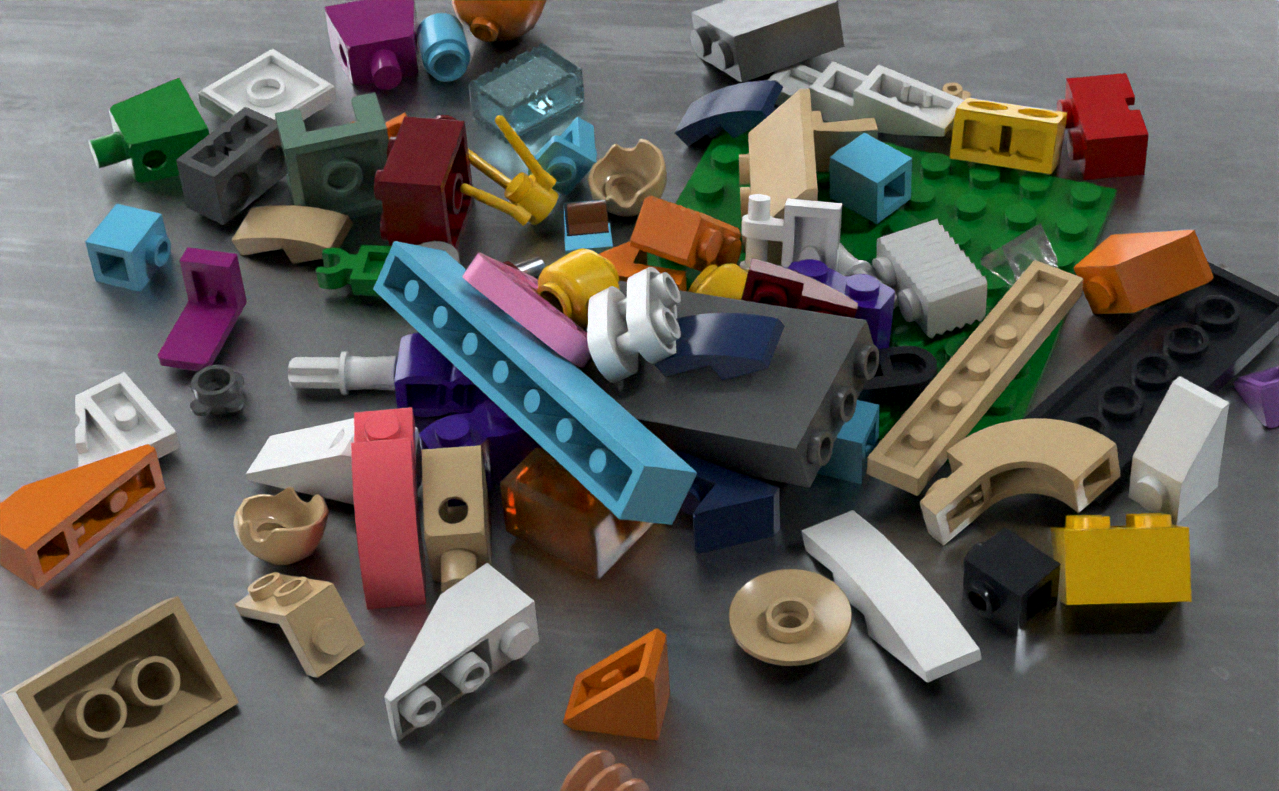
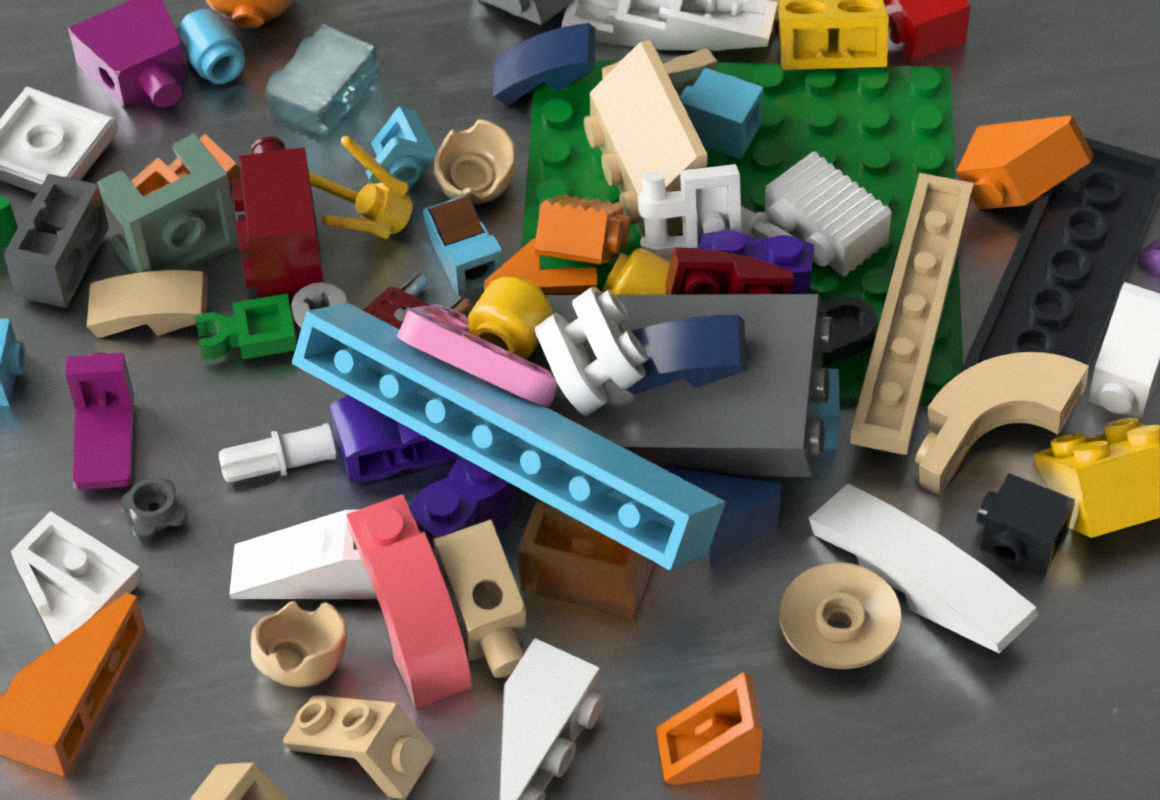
camera: 20 degrees left, 10 degrees up
(1017, 255) = (898, 168): clear slope -> none

